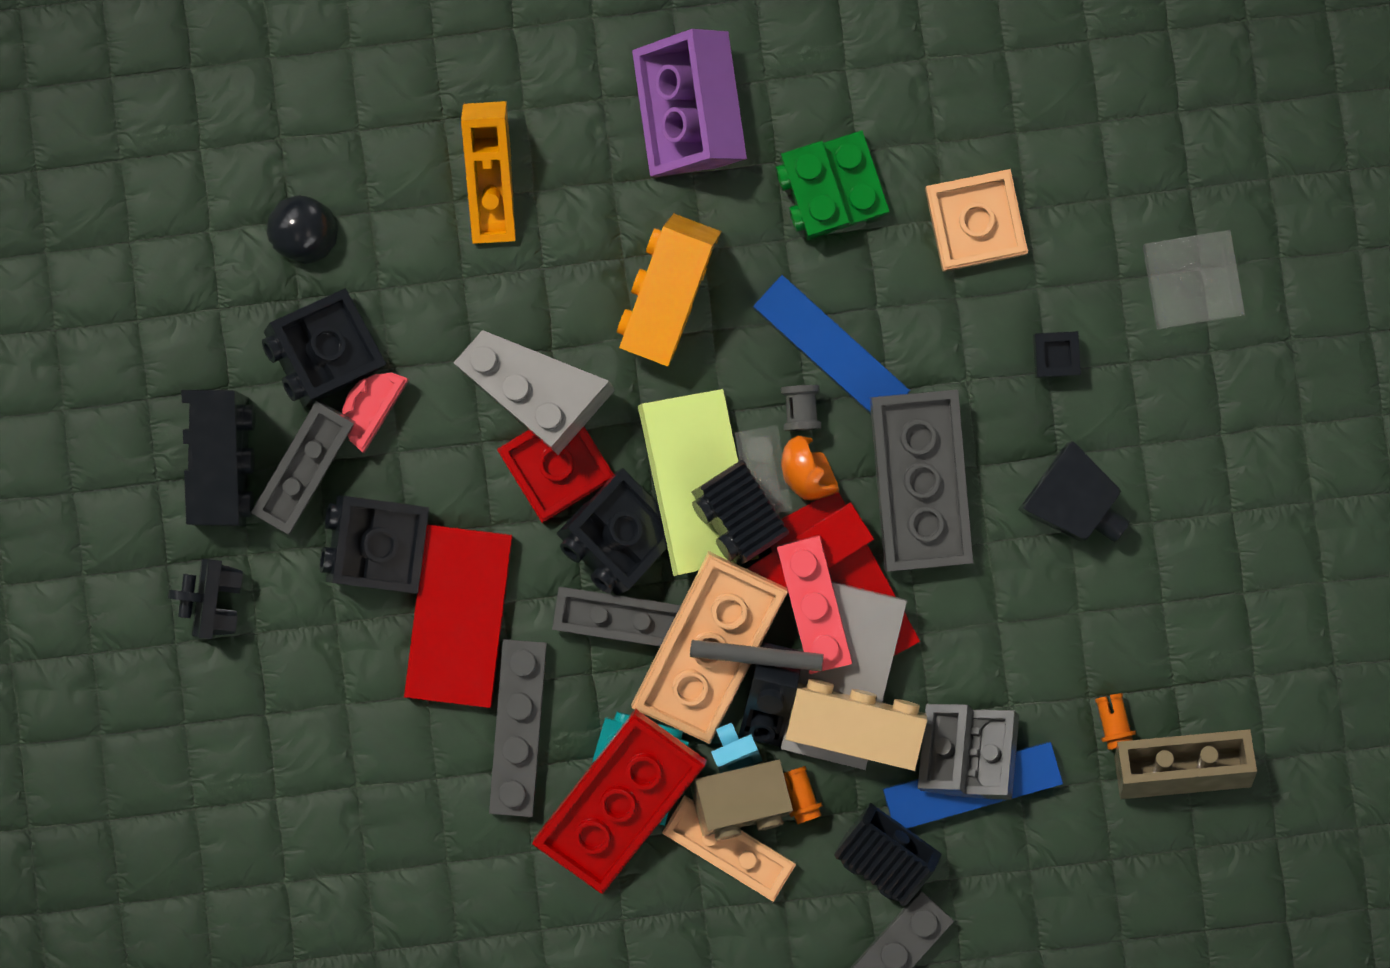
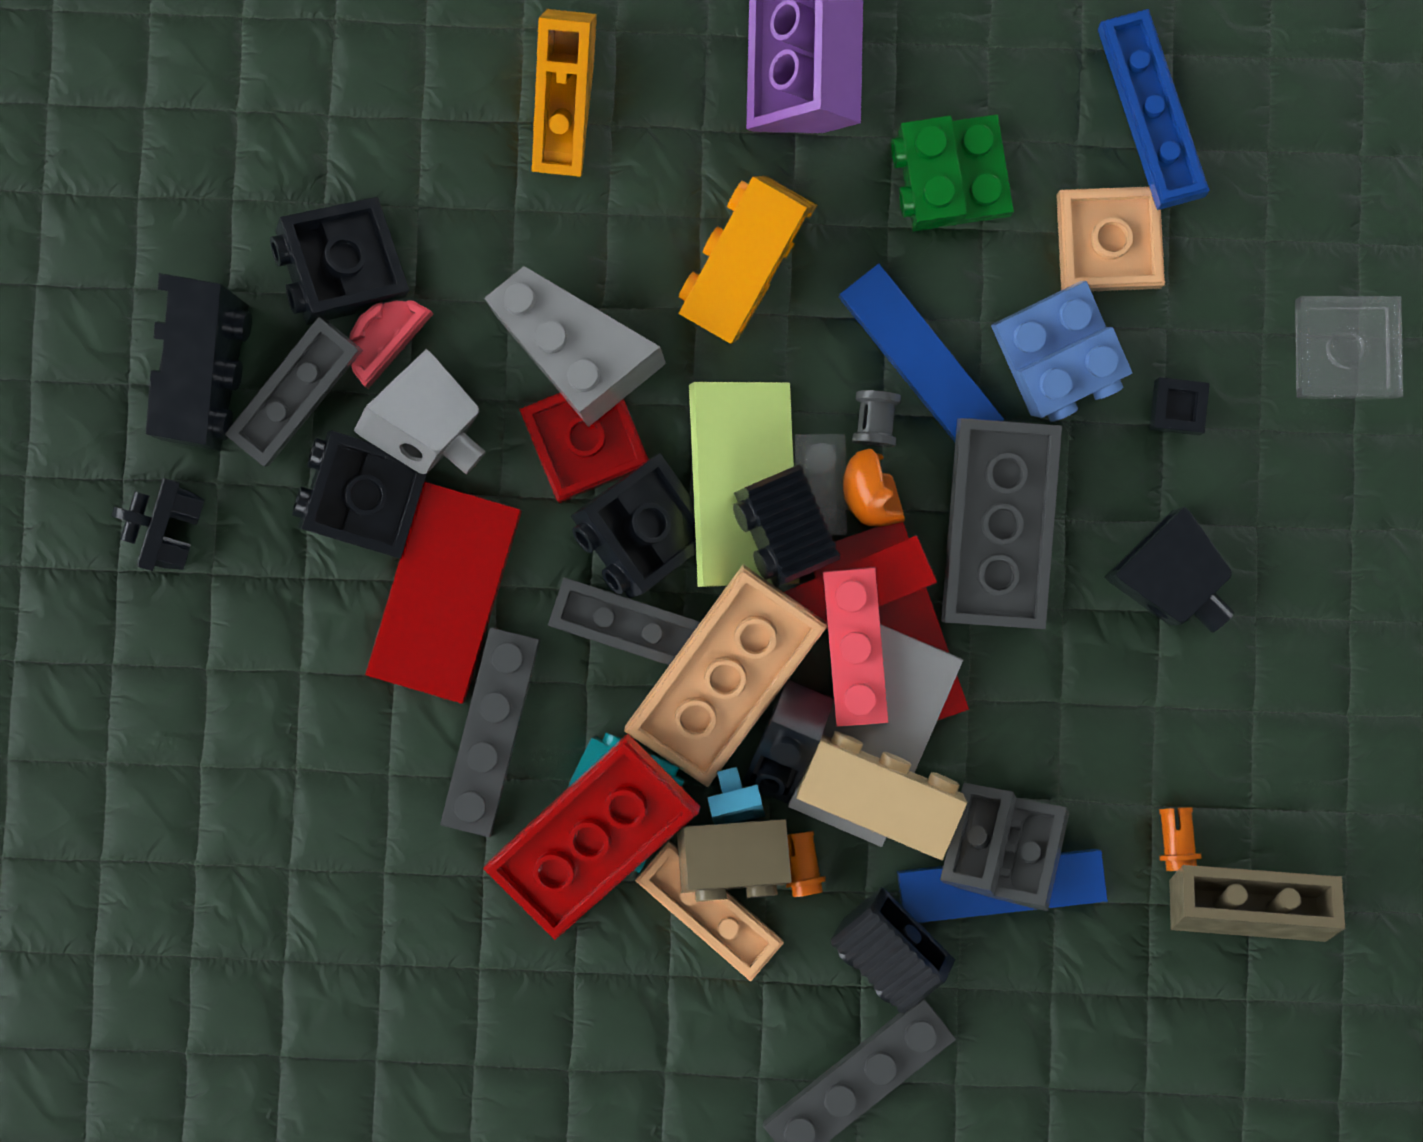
camera: 10 degrees right, 0 degrees up
(302, 229) = (340, 123): black hair -> none
(418, 472) = (423, 418): none -> light grey torso
(756, 655) = (779, 694): dark grey bar -> none
(949, 325) = (1062, 352): none -> medium blue plate
(993, 104) = (1153, 109): none -> blue tile

